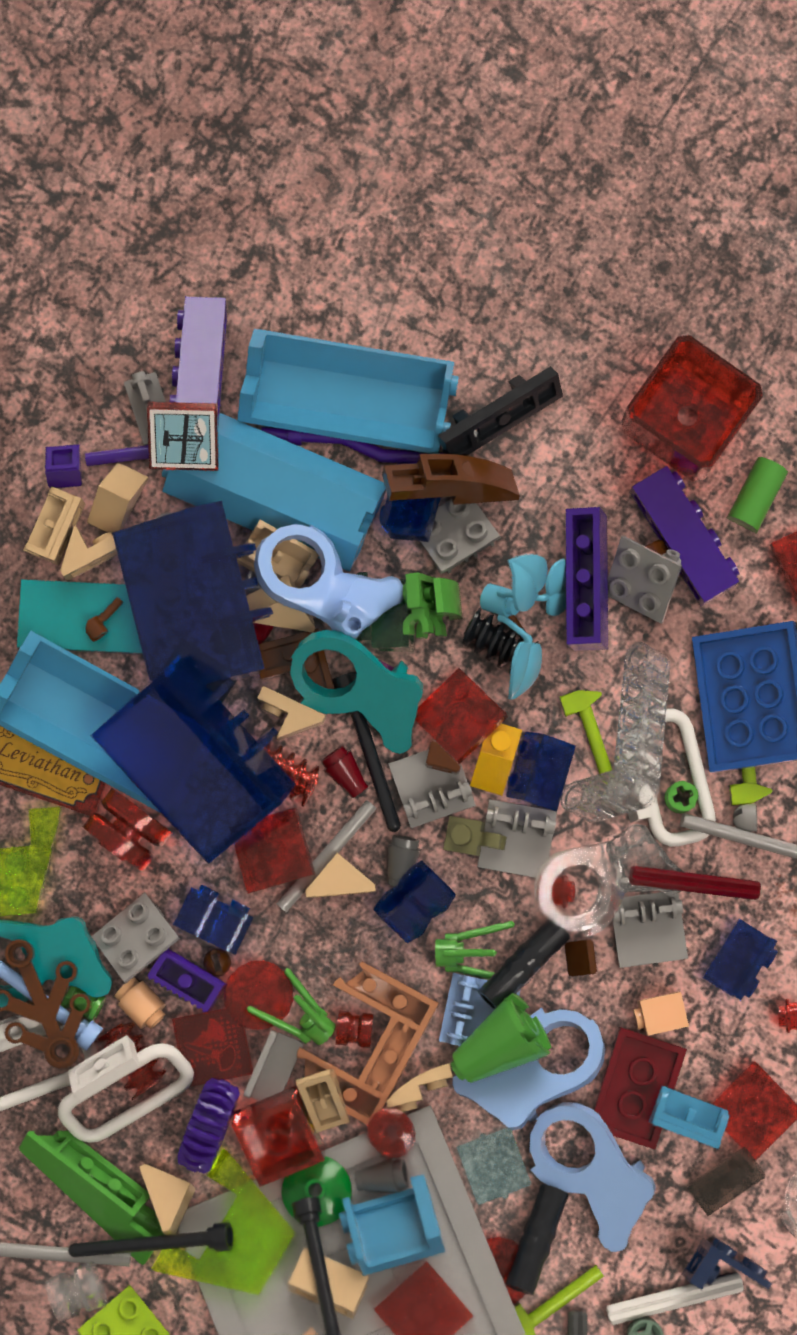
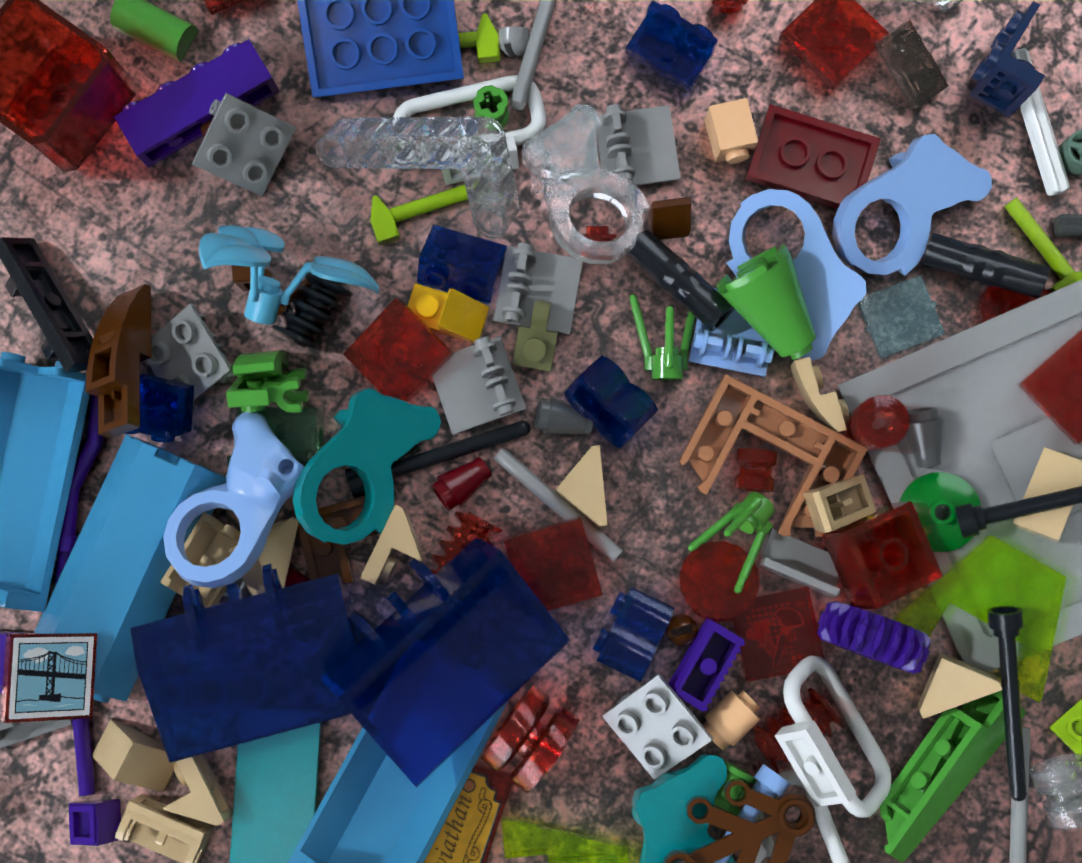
camera: 90 degrees left, 0 degrees up
(95, 626) = (286, 780): reddish brown hand -> none
(392, 1228) = (987, 421): dark azure panel -> none
(441, 760) = (448, 371): reddish brown slope -> none
(586, 579) = (241, 206): dark purple brick -> none
(689, 1117) = (847, 97): dark azure hinge -> none
(694, 882) = (587, 93): dark red axle -> none

